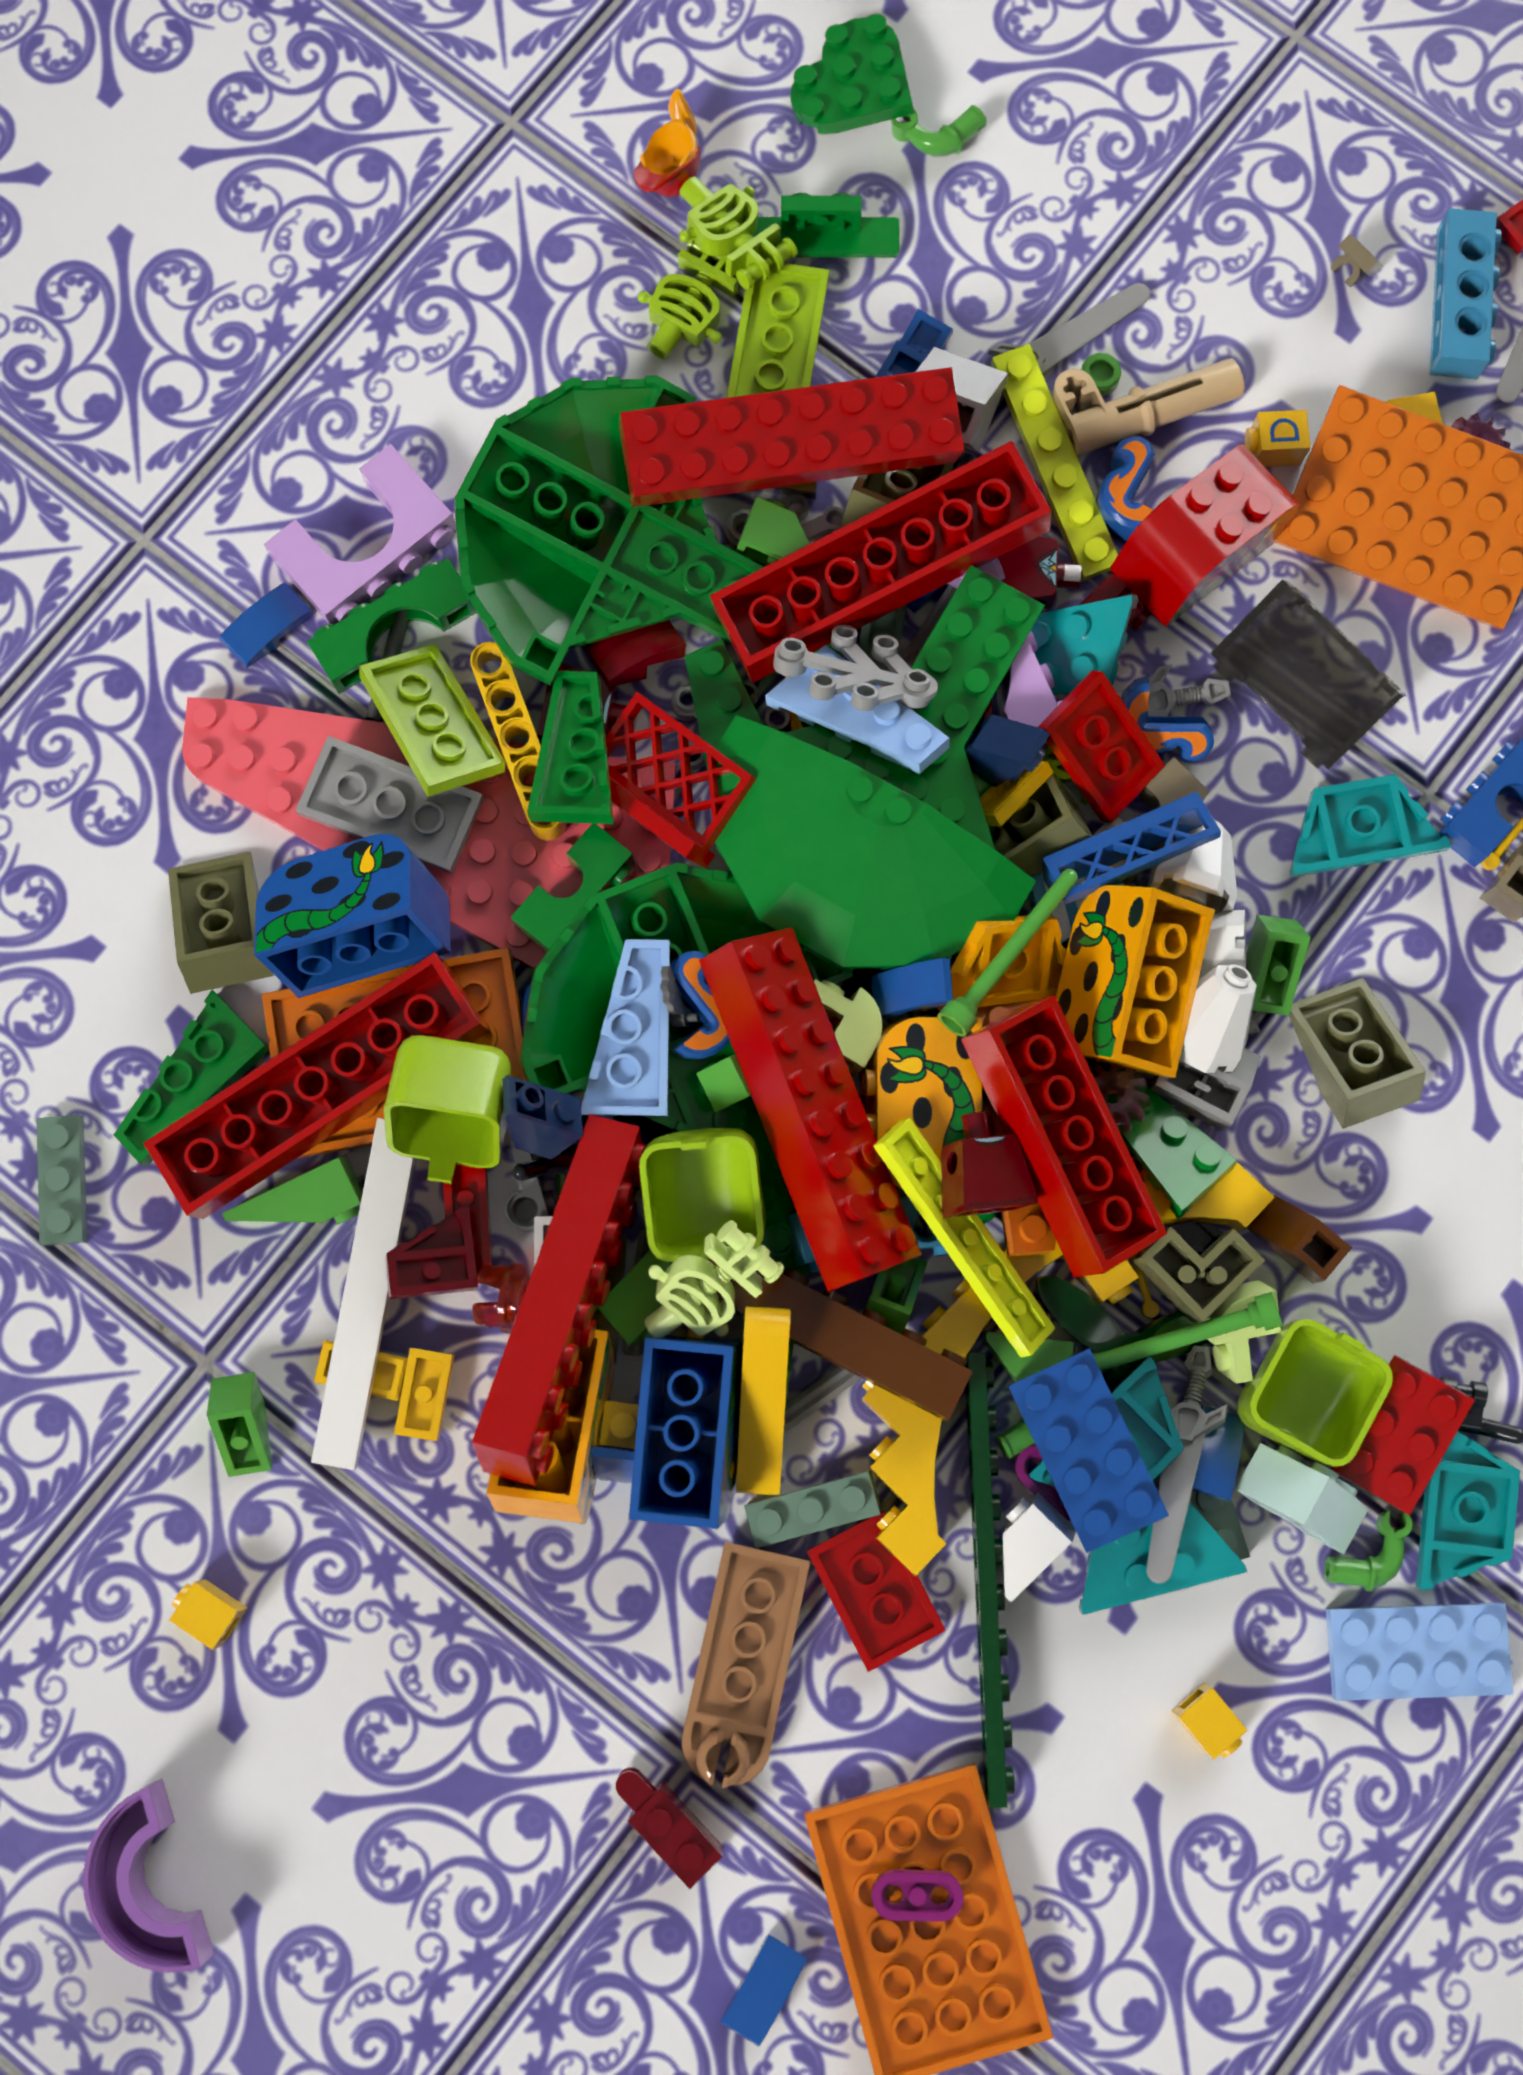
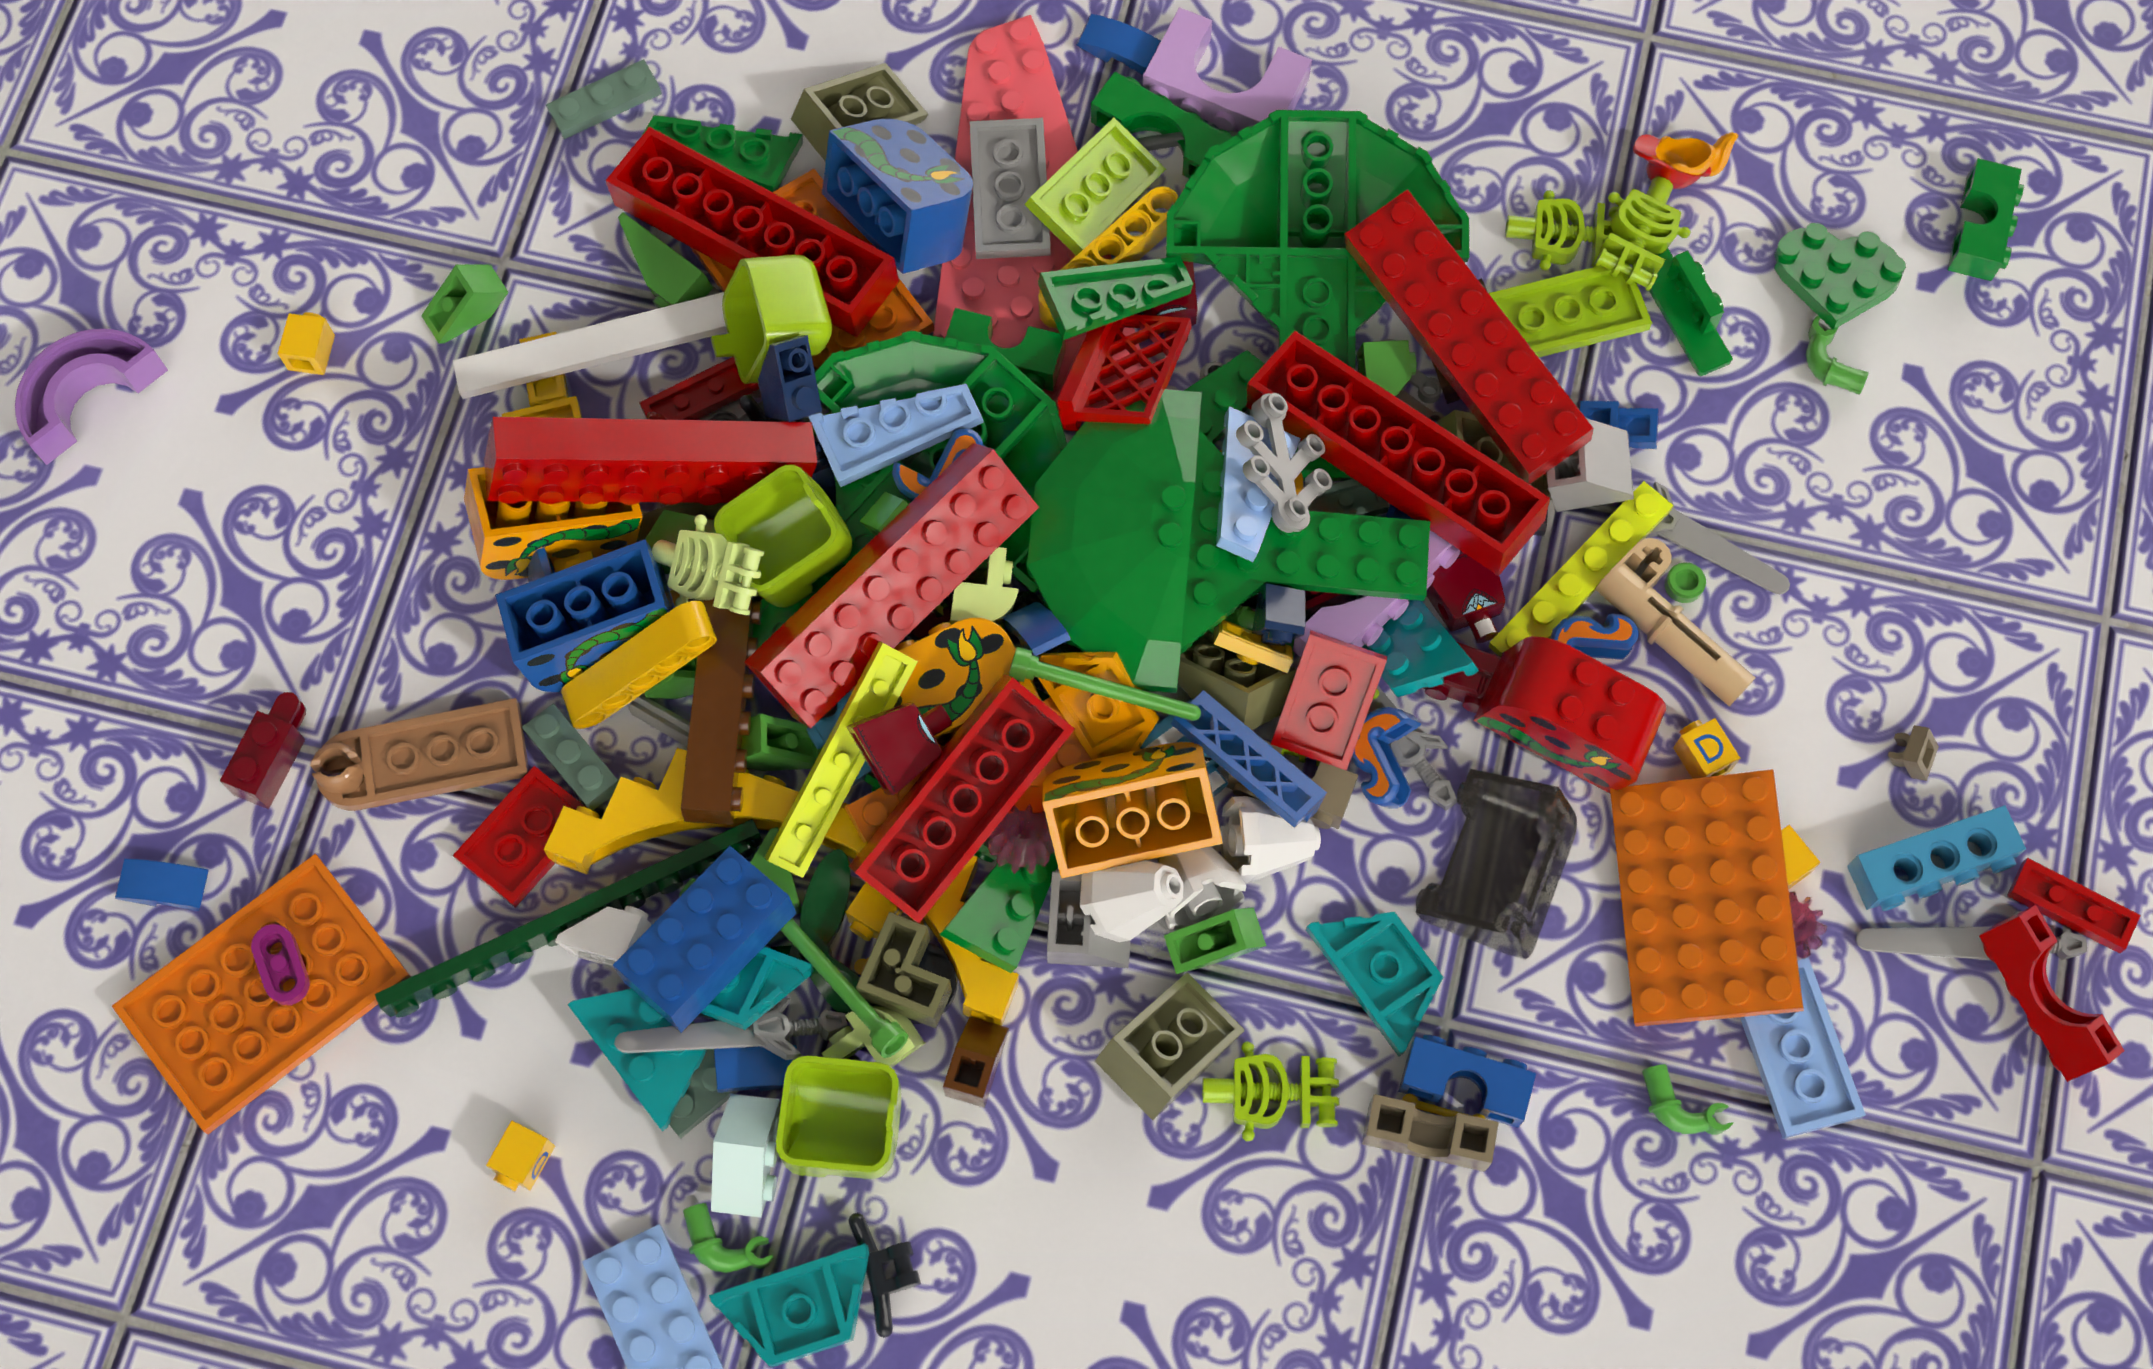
camera: 65 degrees right, 10 degrees down
(435, 1260) = (651, 378): dark red wing -> none
(628, 655) = (1224, 306): dark red slope -> none
(679, 1014) = (935, 440): dark grey piece -> none
(1408, 1436) = (839, 1219): red plate -> none
(1421, 1004) = (1232, 1091): none -> lime torso

